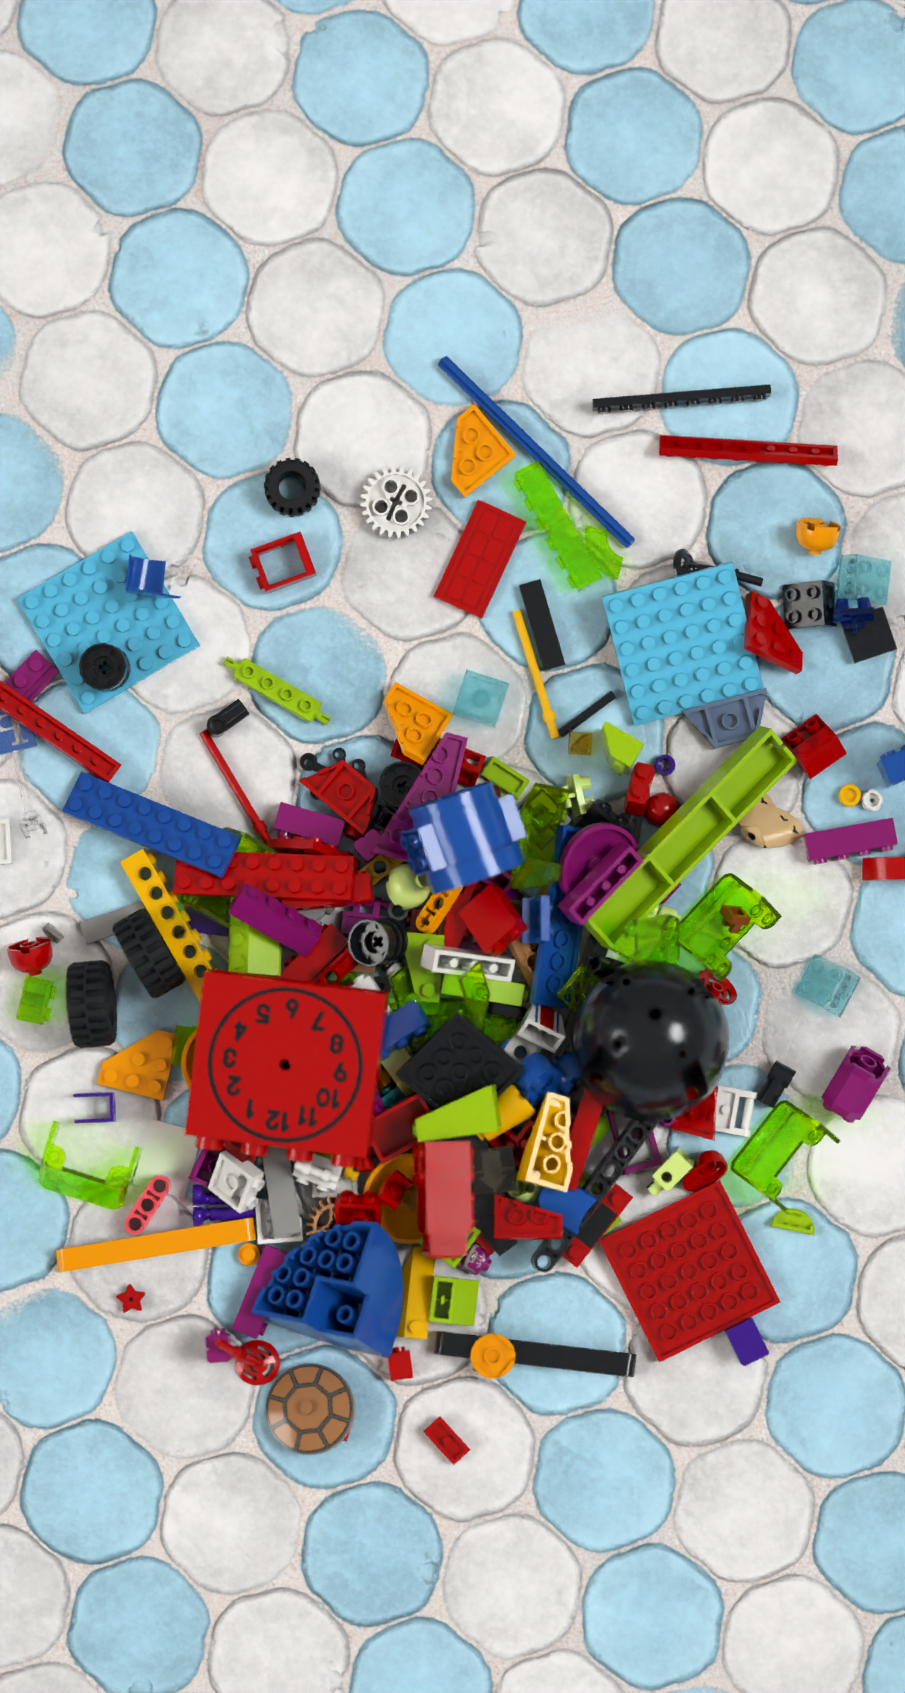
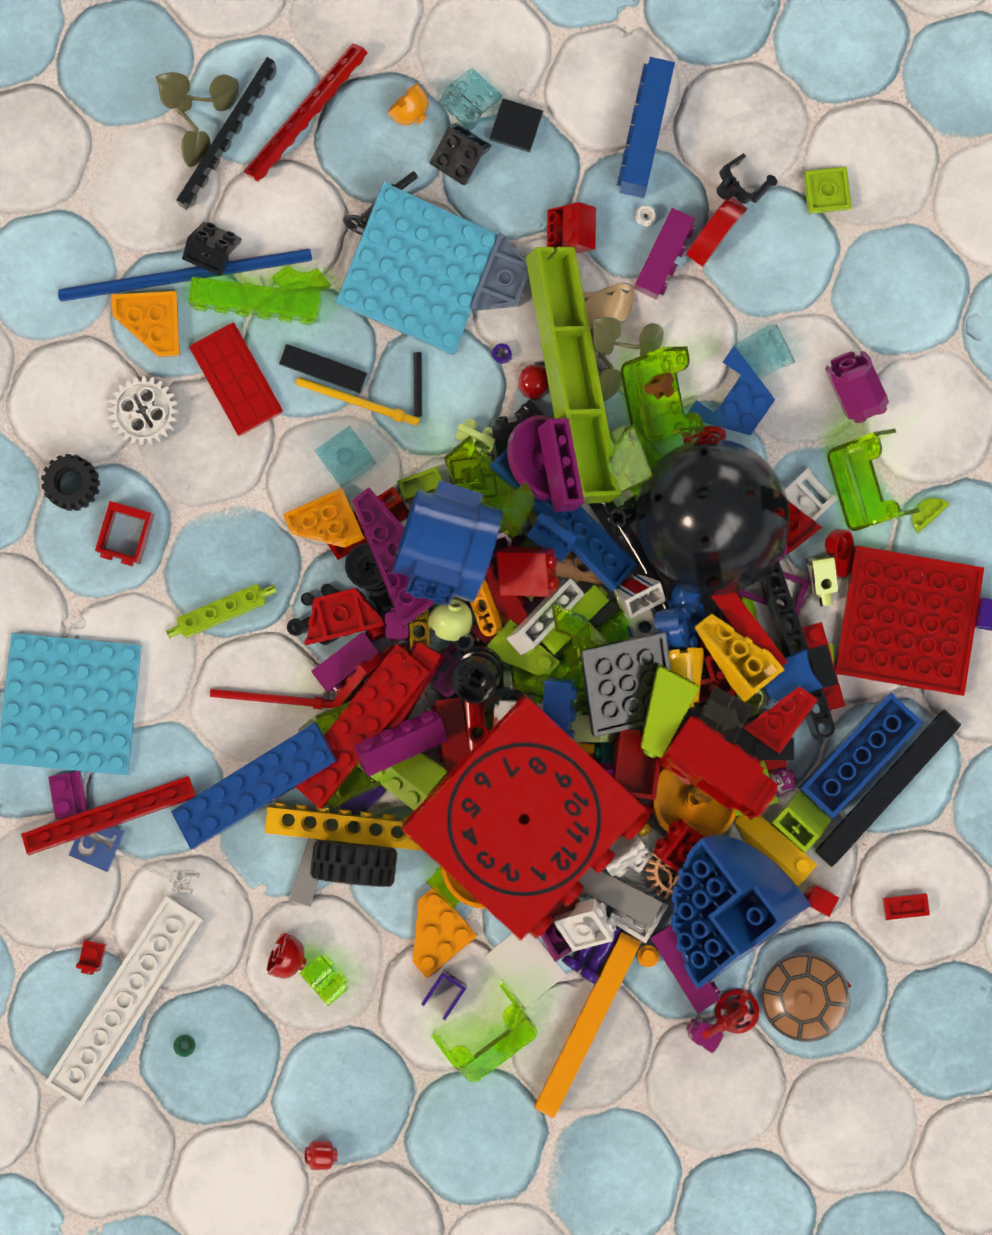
camera: 55 degrees left, 0 degrees up
(52, 932) = (281, 927): clear smoke tile -> none
(91, 1004) = (360, 938): black tyre -> none
(95, 658) = (89, 736): black wheel -> none
(130, 1292) = (616, 1069): red plate -> none
(138, 1210) = (551, 1018): coral beam -> none
(146, 578) = (56, 648): blue piece -> none
(228, 717) = (214, 664): black piece -> none
(393, 1189) = (681, 805): red bracket -> none
(492, 1356) = (867, 822): light orange tile -> none
(544, 1310) = (860, 755): none -> blue brick
(571, 981) = (627, 552): clear neon green window -> none
(574, 457) = (210, 247): none -> black bracket
(580, 743) = (436, 406): clear yellow tile -> none
(619, 748) = (464, 374): lime slope -> none
(639, 788) = (506, 385): red brick -> none
(680, 335) = (173, 95): none -> olive plant
(736, 841) = (605, 333): none -> olive plant
(768, 635) = (461, 199): red plate -> none
(770, 1000) = (743, 404): none -> blue wing
(778, 1079) = (809, 443): black piece -> none
(849, 795) = (629, 230): yellow tile -> none
(853, 617) = (494, 124): clear blue hips -> none

